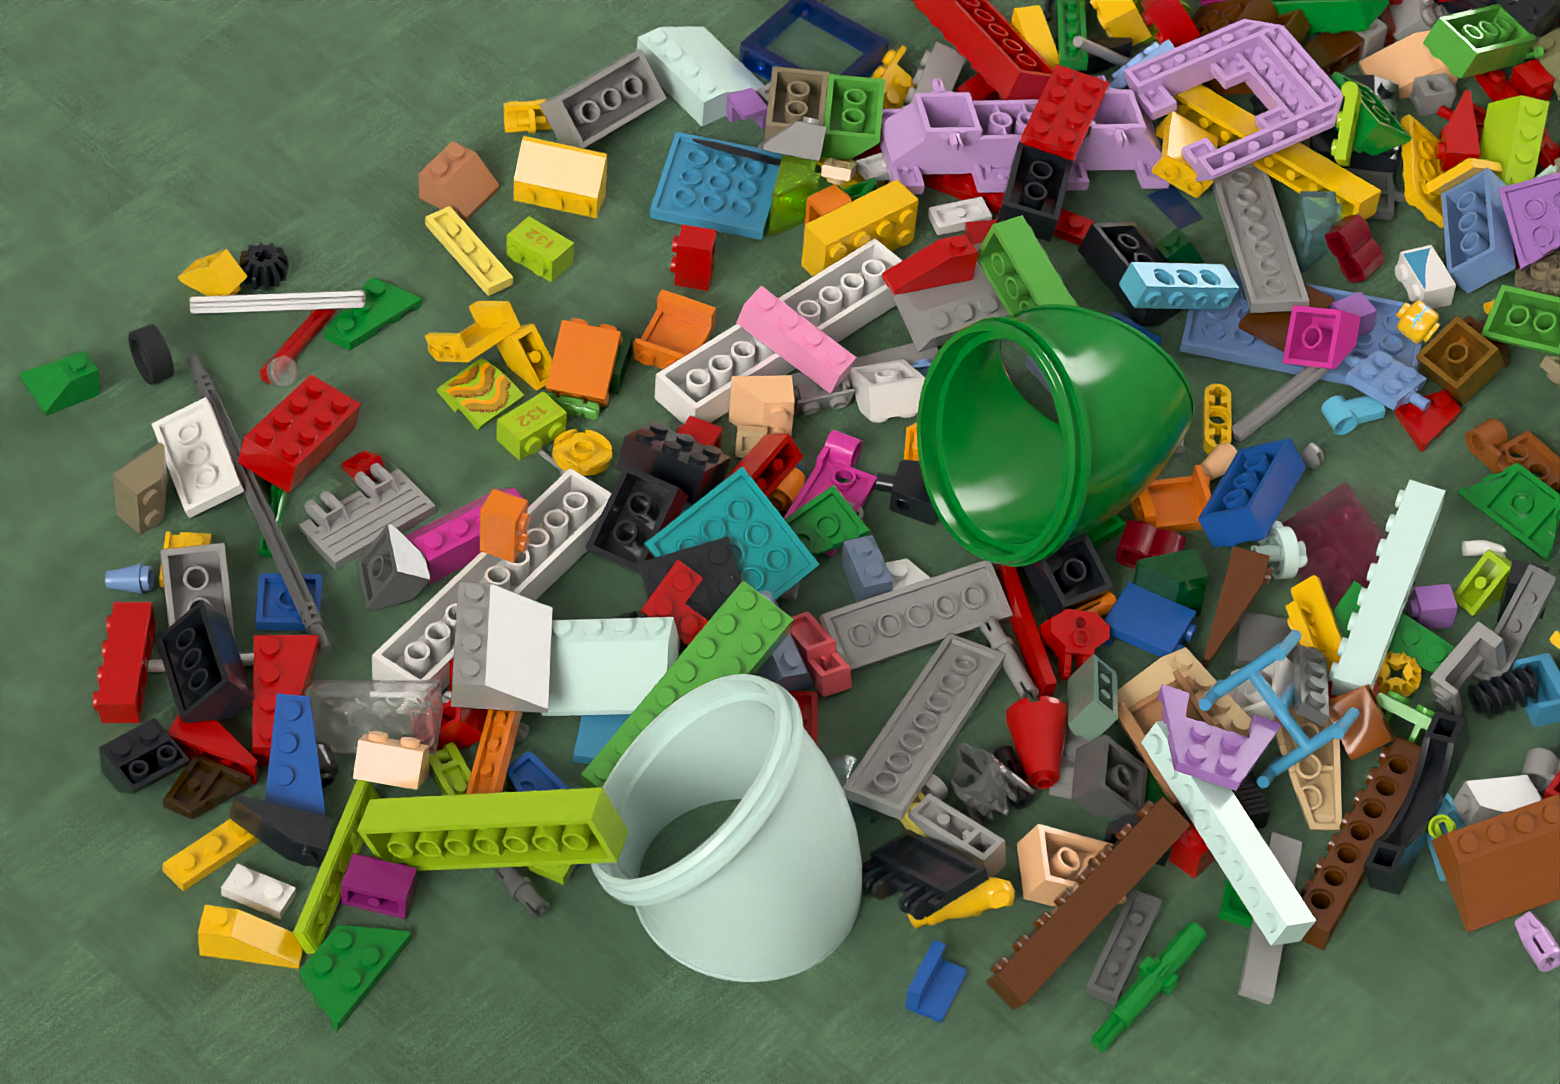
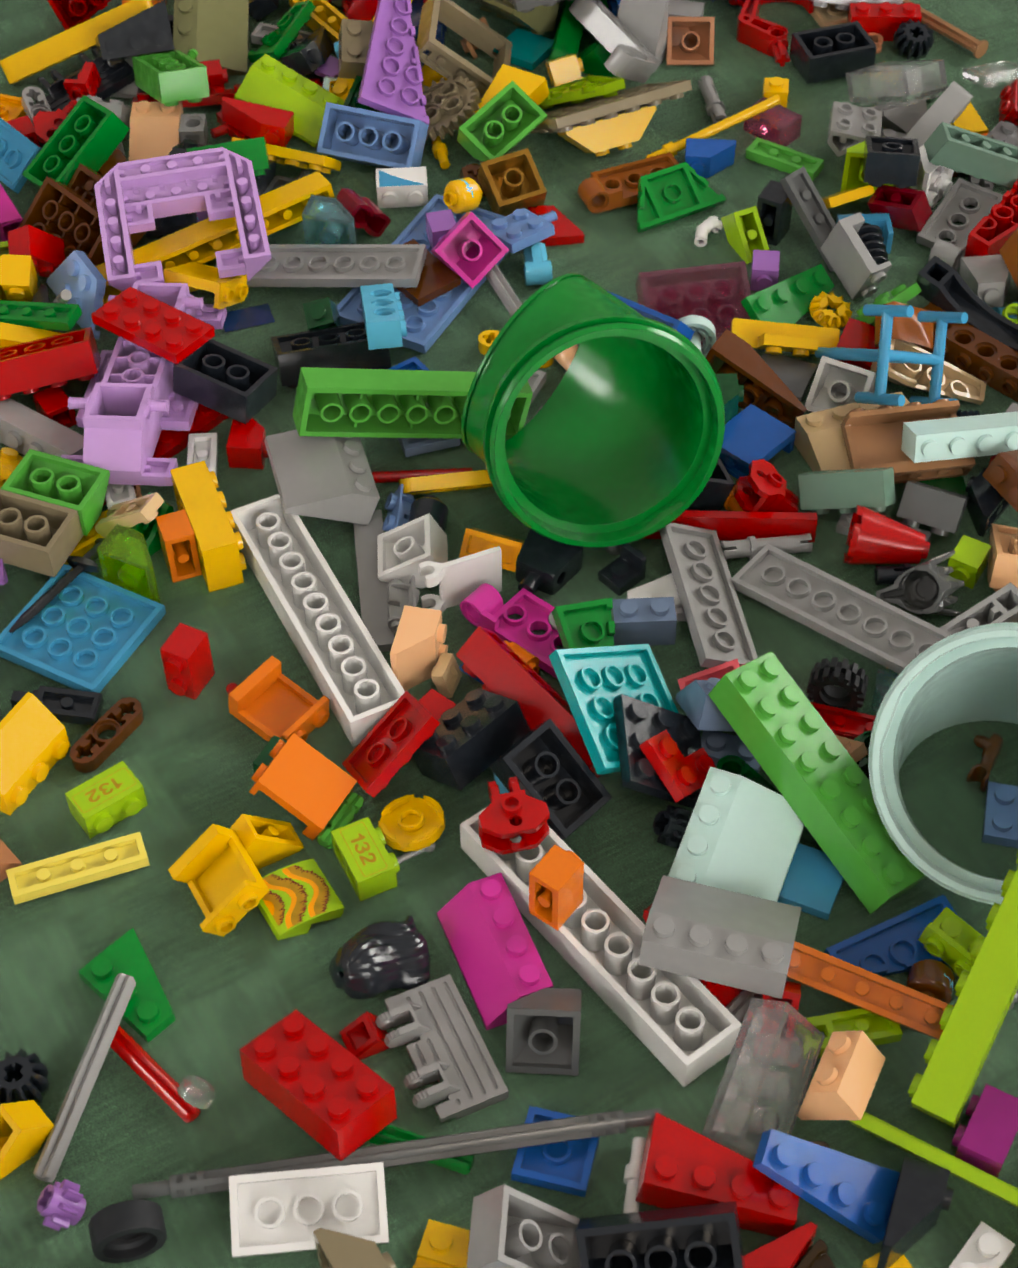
camera: 70 degrees left, 0 degrees up
(167, 316) = (61, 1205): none -> medium lavender gear
(433, 457) = (382, 959): none -> black piece
(574, 489) = (510, 817): none -> red hinge
(591, 236) = (105, 747): none -> reddish brown beam
(630, 196) = (67, 704): none -> black hinge
(641, 408) = (390, 744): none -> red plate
(796, 339) = (356, 592): bright pink brick -> none
(797, 140) = (82, 534): light grey slope -> none
(832, 724) = (828, 674): none -> black tyre
(860, 422) = (461, 577): none -> white flag
(933, 554) = (624, 571): none -> black bracket
(937, 265) = (303, 466): red slope -> none
(1047, 814) = (969, 560): none -> lime brick
(1210, 751) = (951, 408): wing -> none
(1311, 684) = (858, 340): dark grey plate -> none
(1347, 123) = (264, 168): lime plate -> none
(1388, 588) = (774, 273): light aqua brick -> none
(1460, 173) = (314, 127): yellow tile -> none

